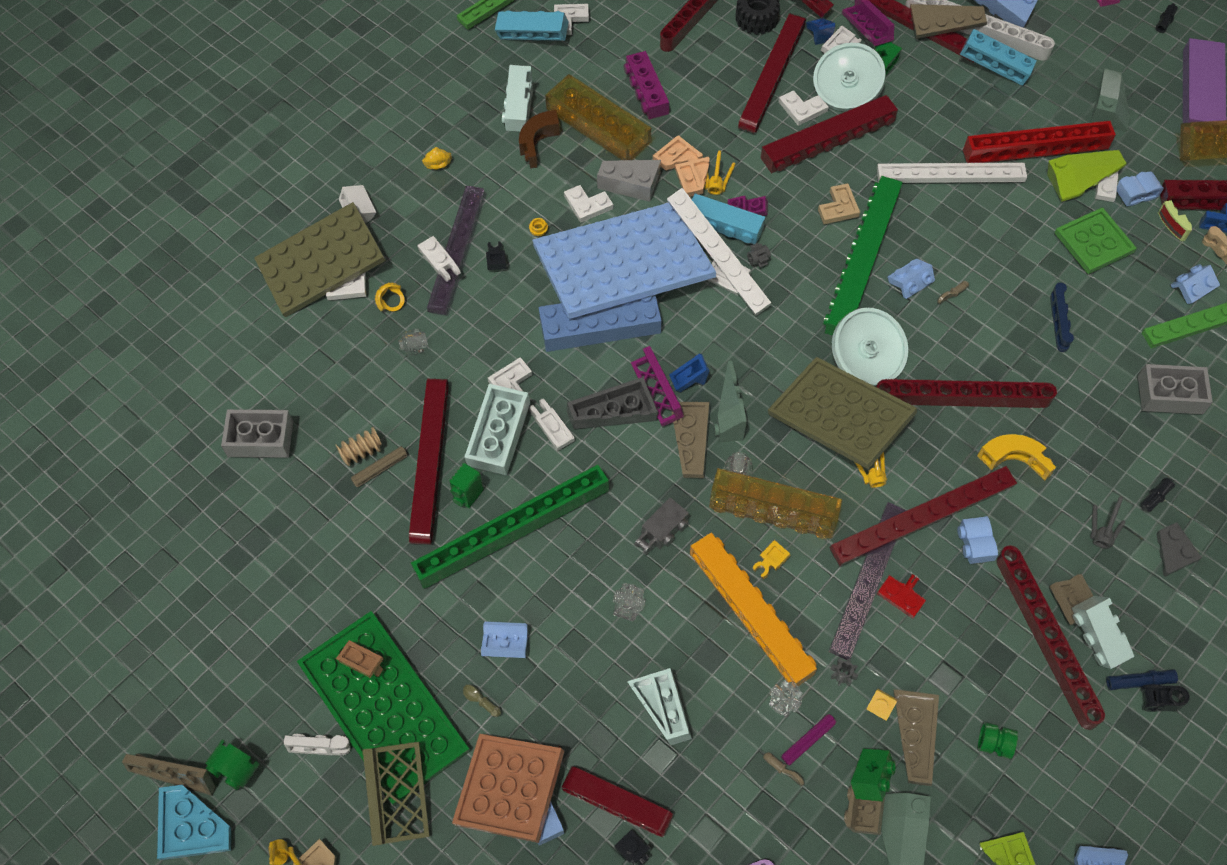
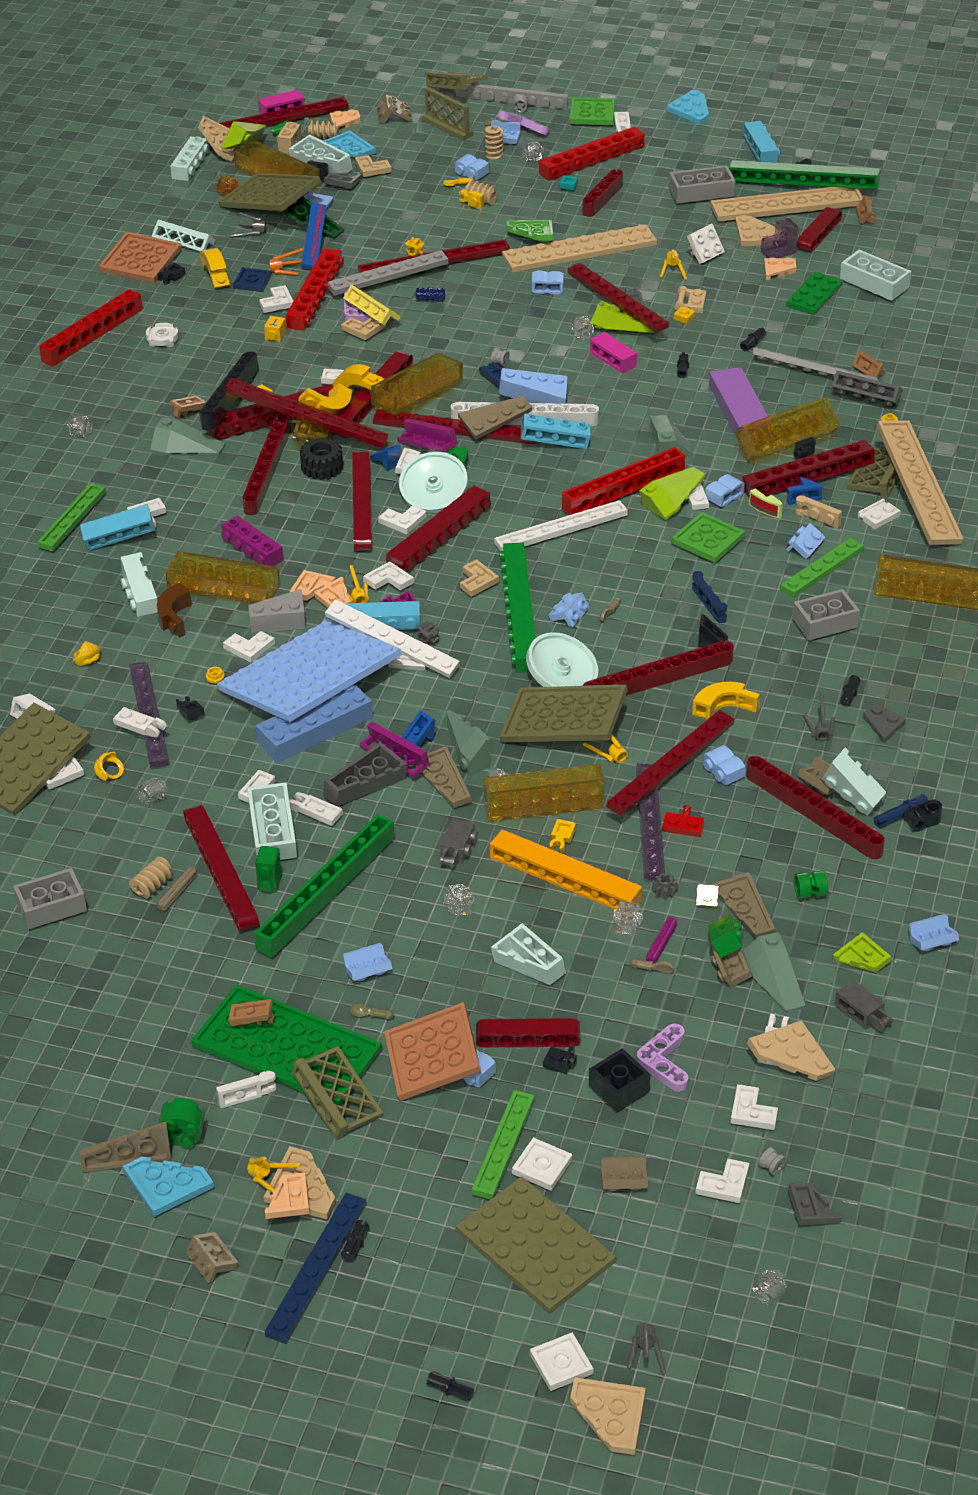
camera: 25 degrees left, 20 degrees down
(754, 168) = (388, 573): none -> white plate
(1041, 366) = (709, 632): none -> black slope

